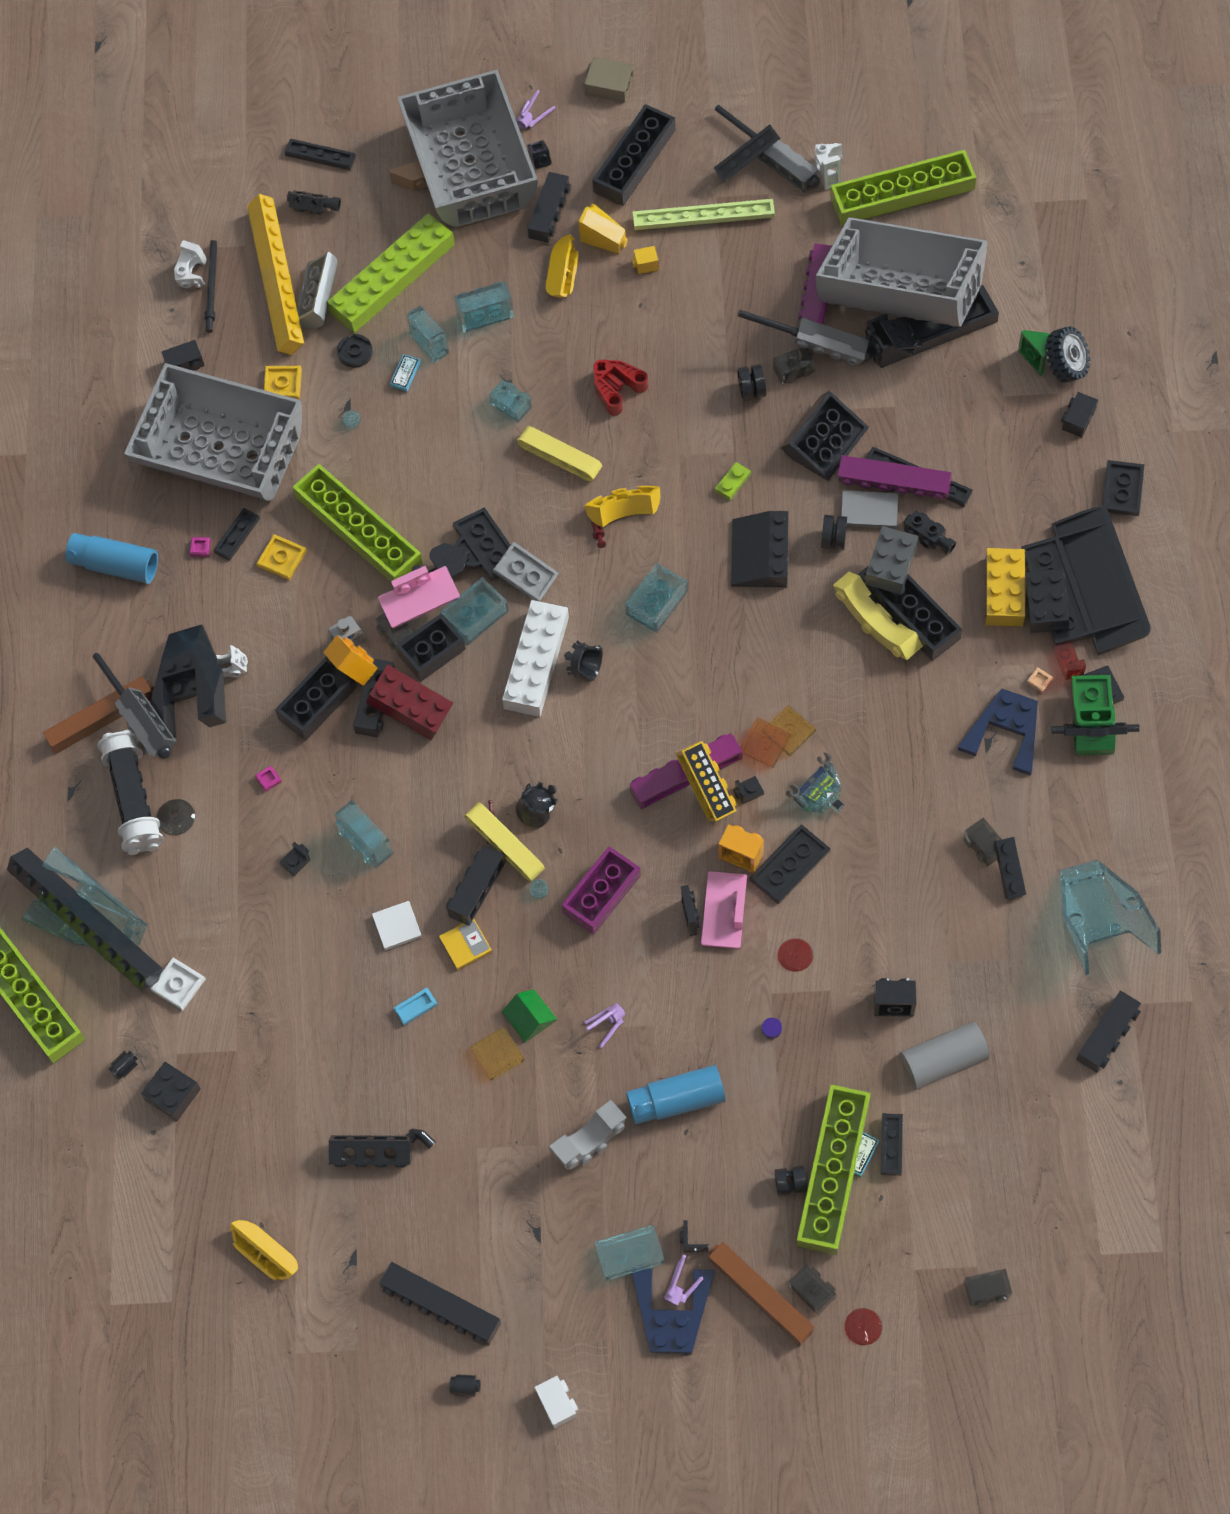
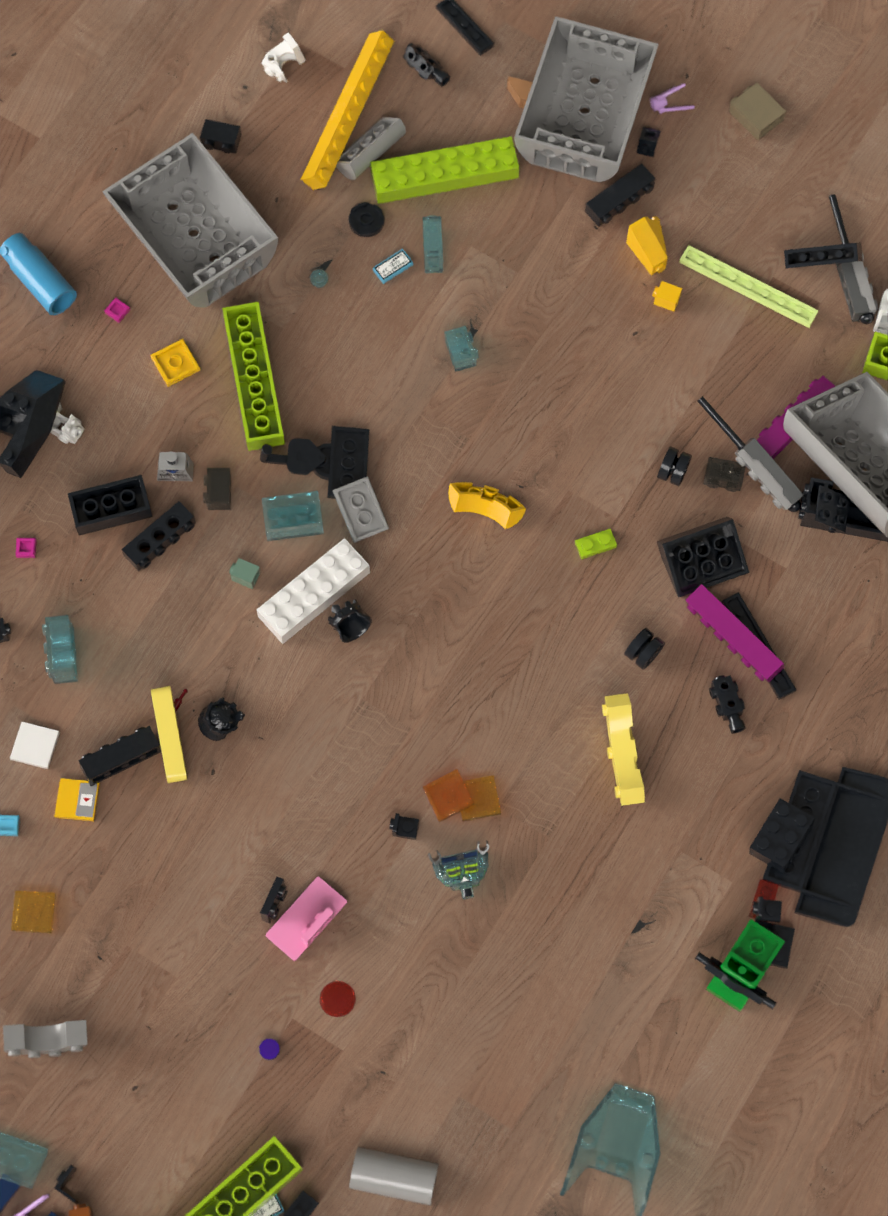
camera: 30 degrees right, 5 degrees up
(210, 314) = (271, 110): black bar -> none
(236, 534) = (154, 318): black tile -> none
(283, 380) = (286, 209): yellow tile -> none
(350, 659) = (157, 491): light orange piece -> none
(409, 702) = (179, 560): dark red brick -> none
(417, 595) = (253, 472): bright pink bracket -> none
(430, 647) = (234, 523): black brick -> none
(468, 681) = (245, 573): none -> sand green brick
(484, 306) = (497, 250): clear light blue brick -> none
(528, 1014) = (83, 896): green slope -> none
(539, 888) = (170, 794): clear light blue plate -> none
(559, 453) = (466, 422): light yellow beam -> none
(562, 268) = (591, 258): yellow brick -> none
(598, 534) = (447, 516): dark red piece -> none
(601, 890) = (216, 831): magenta brick -> none
(612, 1014) = (148, 943): lavender plant -> none
(614, 375) = (575, 387): red connector -> none
(634, 155) = (727, 194): black brick -> none
(656, 597) = (451, 605): clear light blue brick -> none
(671, 778) = (364, 775): magenta brick -> none
(676, 1095) = (144, 1053): dark azure piece -> none
(705, 781) = (366, 798): brick -> none
(741, 848) = (356, 876): light orange brick -> none
(760, 550) = (572, 622): black slope -> none
(789, 864) = (391, 916): black tile -> none
(797, 1180) = (190, 1196): black wheel -> none
(870, 509) = (694, 647): light grey tile -> none
(891, 560) = (669, 708): dark grey brick -> none
(895, 997) = (385, 1097): black brick -> none
(919, 613) = (660, 758): black brick -> none
(981, 838) = (568, 1014): clear smoke brick -> none
(1004, 587) = (756, 797): yellow brick -> none
(1009, 867) = (570, 1052): black plate -> none
(1010, 713) = (678, 913): dark blue wing -> none
(1039, 680) = (725, 901): light nougat tile -> none
(1080, 659) = (767, 910): none -> black bracket

